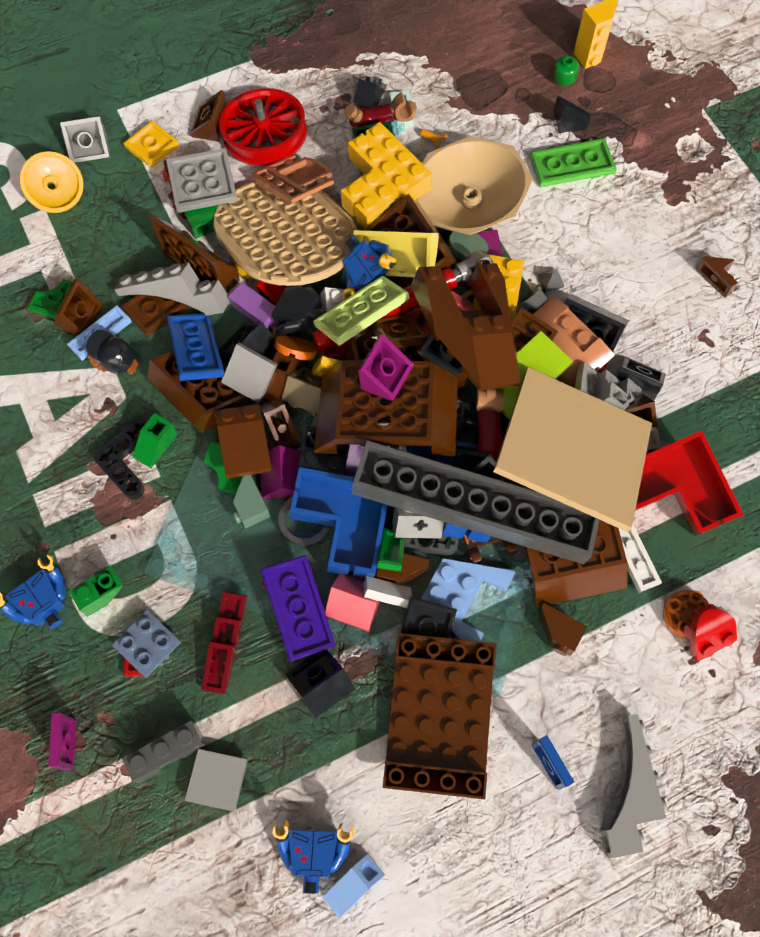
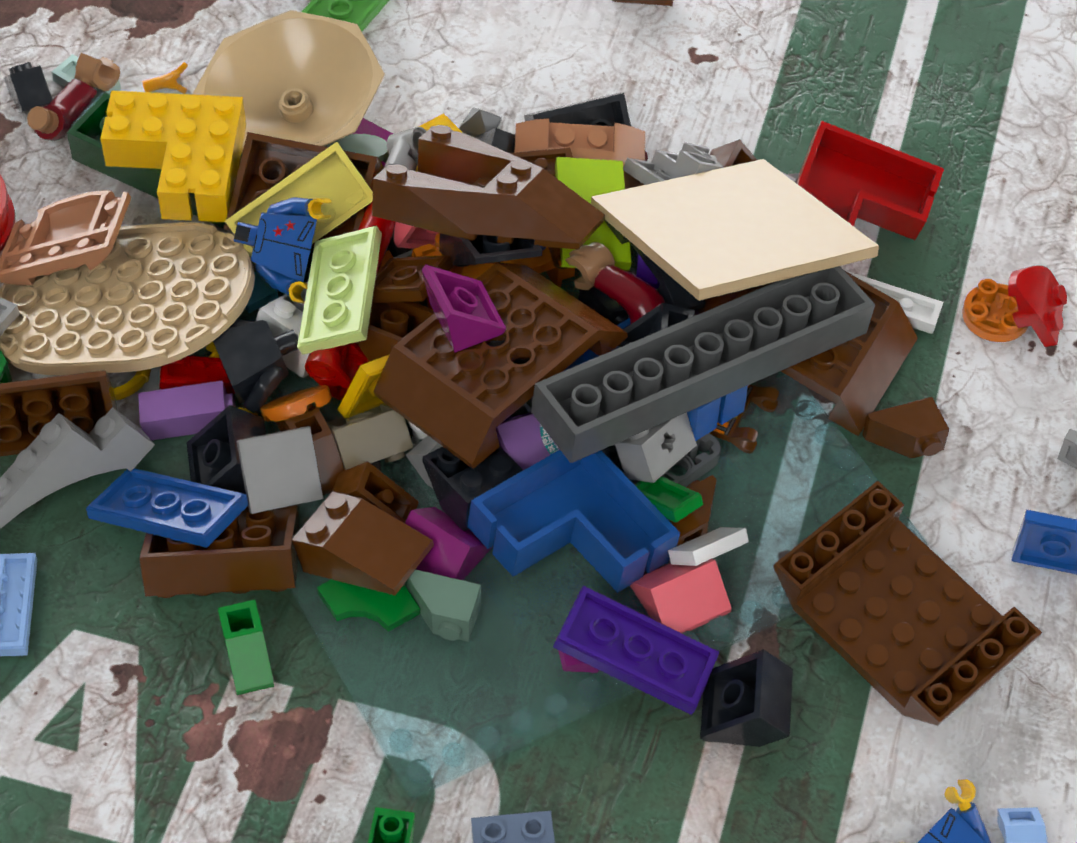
camera: 50 degrees left, 15 degrees down
(110, 353) = (66, 607): black hair -> none
(115, 461) = (221, 717): black beam -> none
(151, 312) = (50, 525): reddish brown tile -> none
(224, 643) = (597, 769): dark red slope -> none
(285, 507) = (487, 577): flat silver piece -> none
(428, 618) = (778, 531): black tile -> none
(457, 585) = (765, 488): light blue wing -> none
(646, 377) = (704, 132): black slope -> none

